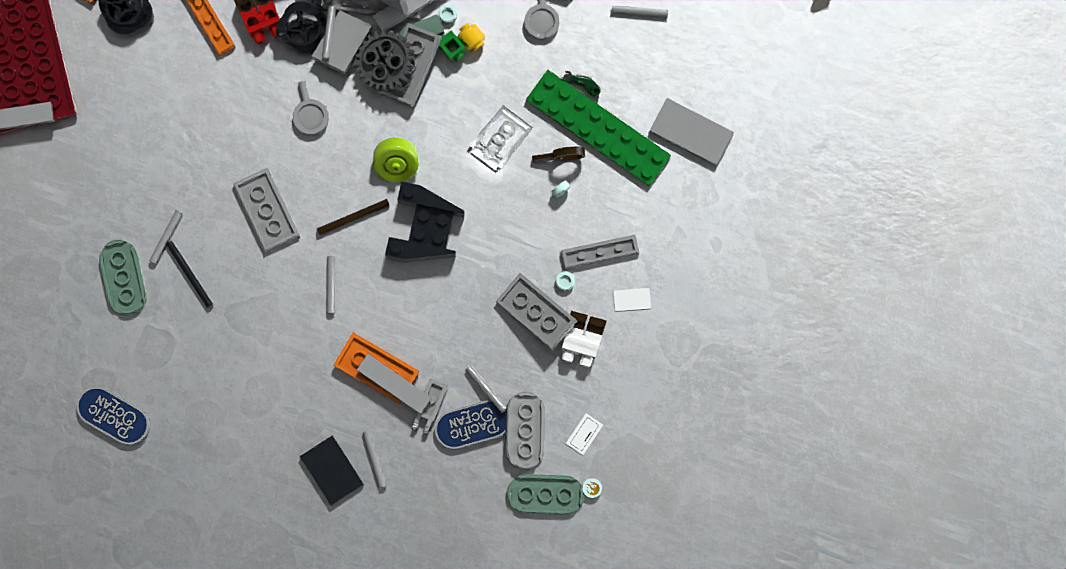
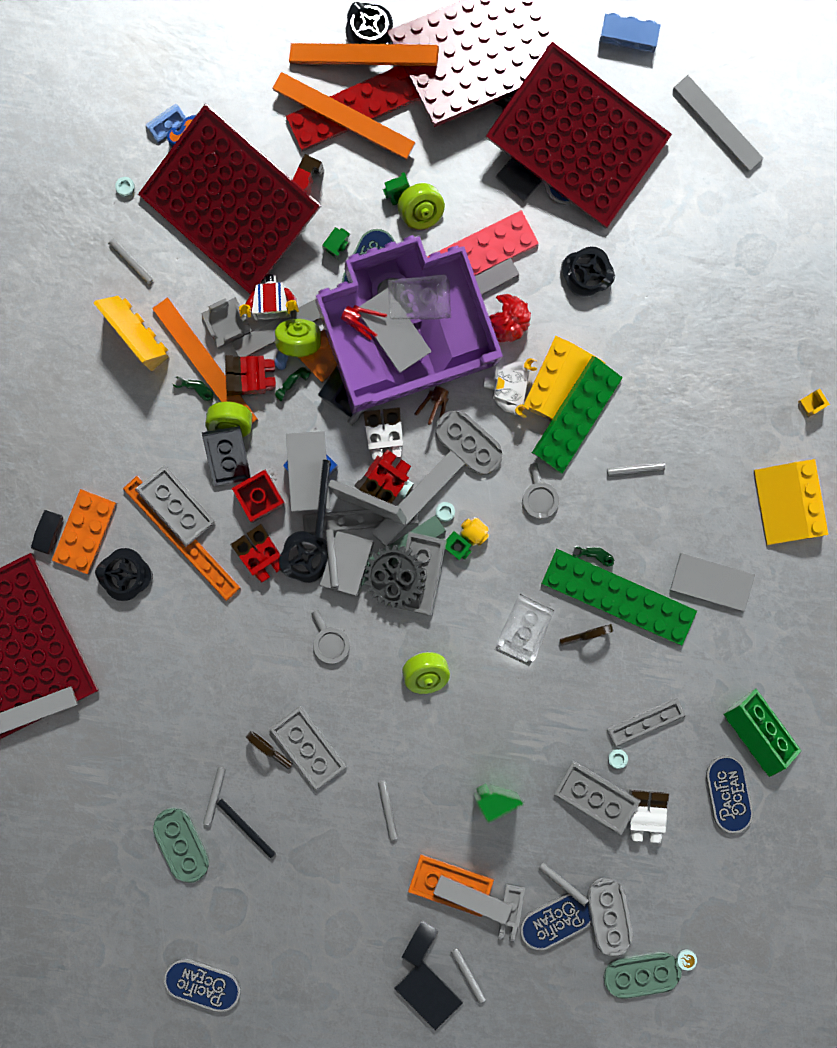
camera: 10 degrees left, 5 degrees up
(228, 202) = (267, 749): none -> dark brown piece
(332, 419) = (419, 944): none -> black slope
(352, 217) = (395, 737): dark brown bar -> none
(429, 228) = (473, 735): black wedge -> none
(436, 287) = (496, 801): none -> green slope
(560, 189) = (595, 668): light aqua tile -> none
(584, 434) = (667, 907): white sticker -> none
(632, 299) = (687, 763): white sticker -> none
(666, 336) = (729, 794): none -> tile
(710, 283) = (762, 733): none -> green slope
(782, 70) = (791, 502): none -> yellow slope

